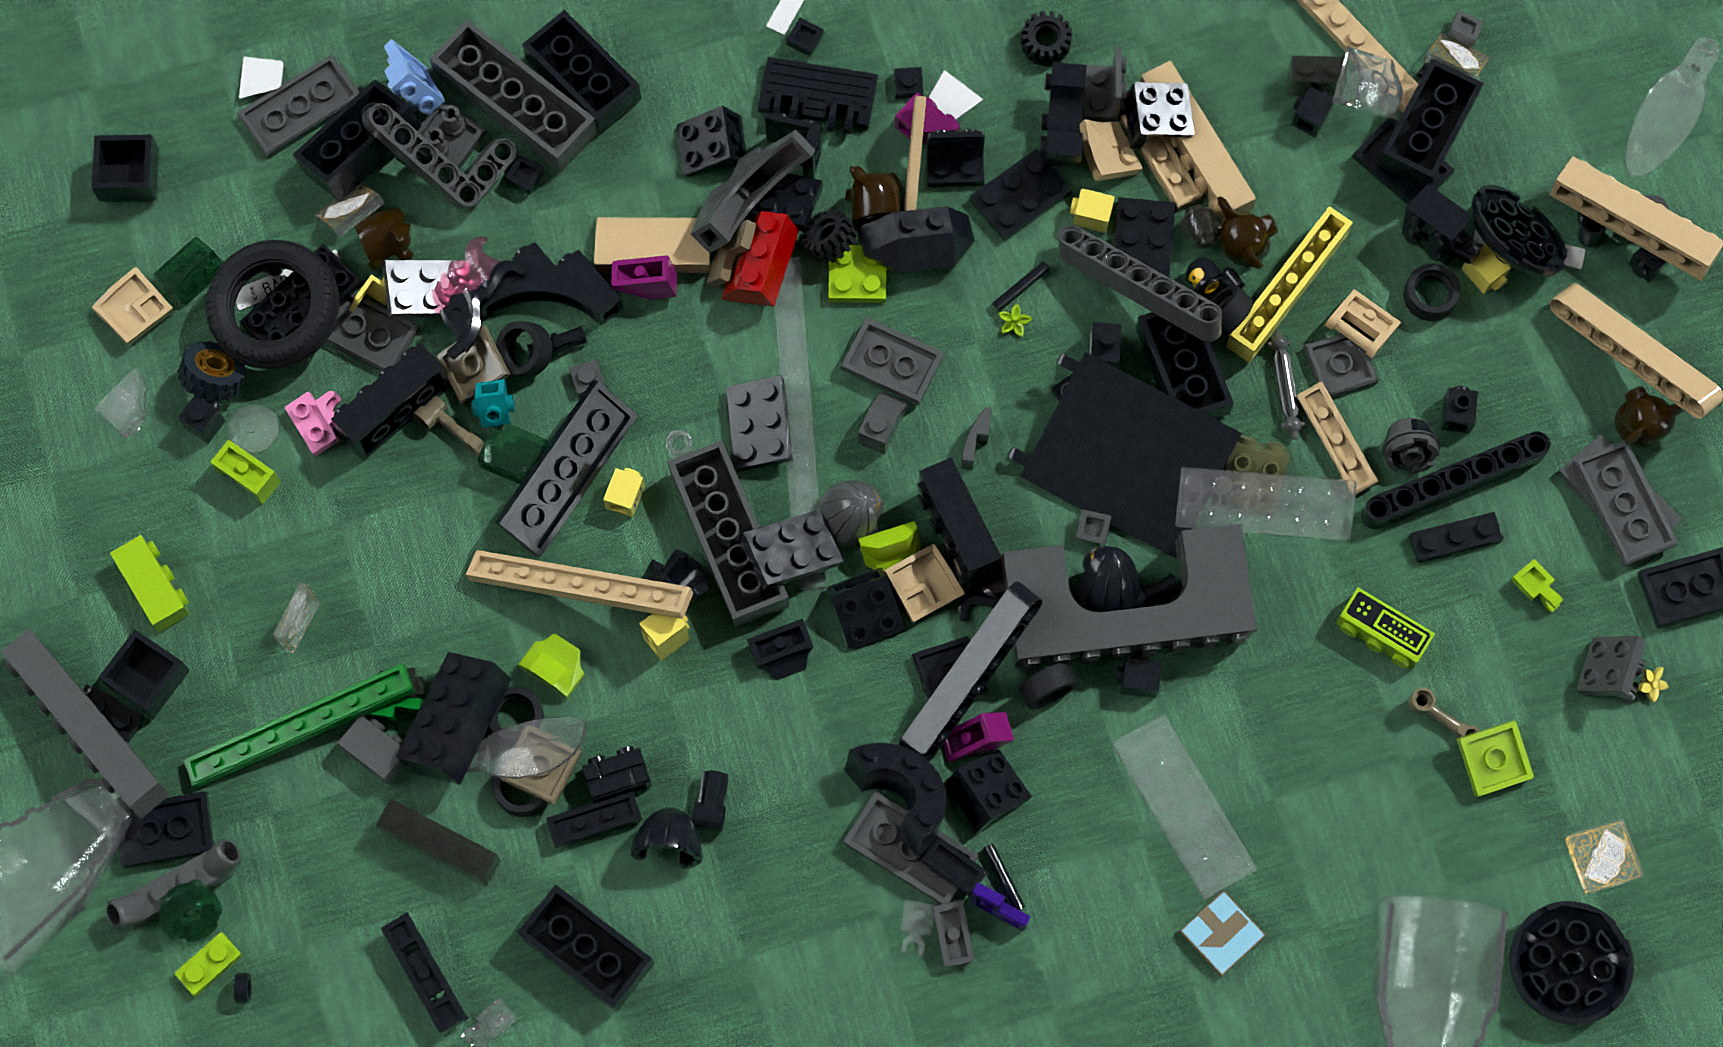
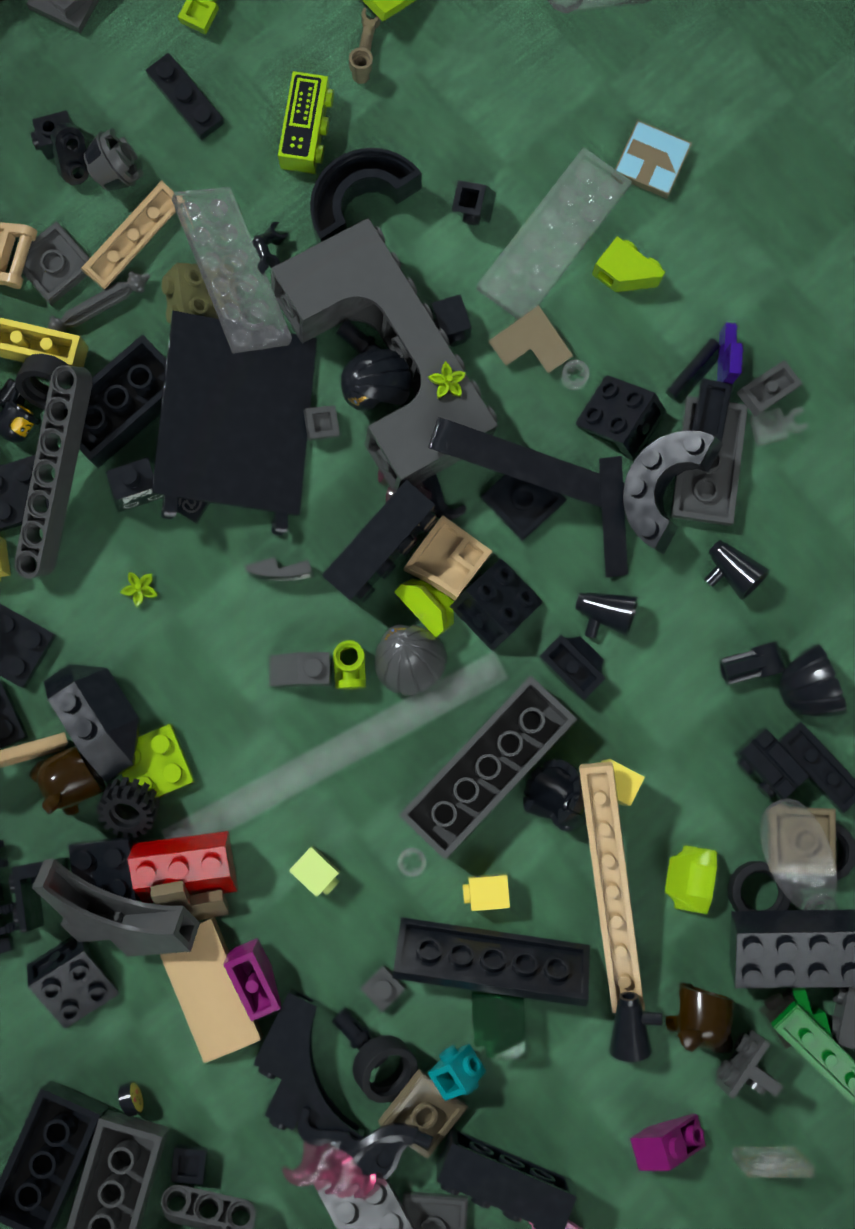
camera: 115 degrees left, 10 degrees up
(352, 547) = (668, 1143): none -> magenta slope
(375, 634) = (743, 1067): none -> dark grey bracket
(434, 413) = (490, 1130): dark tan brick -> none
(435, 615) = (703, 1019): none -> dark brown piece
(455, 553) = (629, 1033): none -> black piece
(596, 151) = (131, 1099): none -> black tile
(707, 362) = (316, 872): none -> yellowish green brick
(759, 423) = (357, 790): plate -> none
(791, 549) = (480, 694): black plate -> none
(799, 828) = (738, 569): none -> black piece
(813, 701) = (607, 609): none -> black piece
(860, 455) = (352, 675): none -> lime piece
(881, 731) = (613, 516): none -> black sticker
(892, 361) = (233, 687): dark grey plate -> none
(978, 736) = (574, 440): magenta slope -> none
(1021, 286) = (99, 597): black piece -> none
(1048, 685) = (503, 396): black tyre -> none
(1052, 770) = (578, 383): none -> clear bush
(1075, 630) = (447, 381): none -> lime plant
(1096, 744) = (535, 333): none -> dark tan tile
(1124, 854) = (627, 269): none -> lime slope
(1243, 743) = (473, 202): none -> black brick
(1280, 539) = (260, 243): none -> black arm
(1310, 634) = (356, 174): none -> black brick
(1434, 410) = (71, 156): none -> black plate
(1465, 470) = (123, 101): black beam -> none

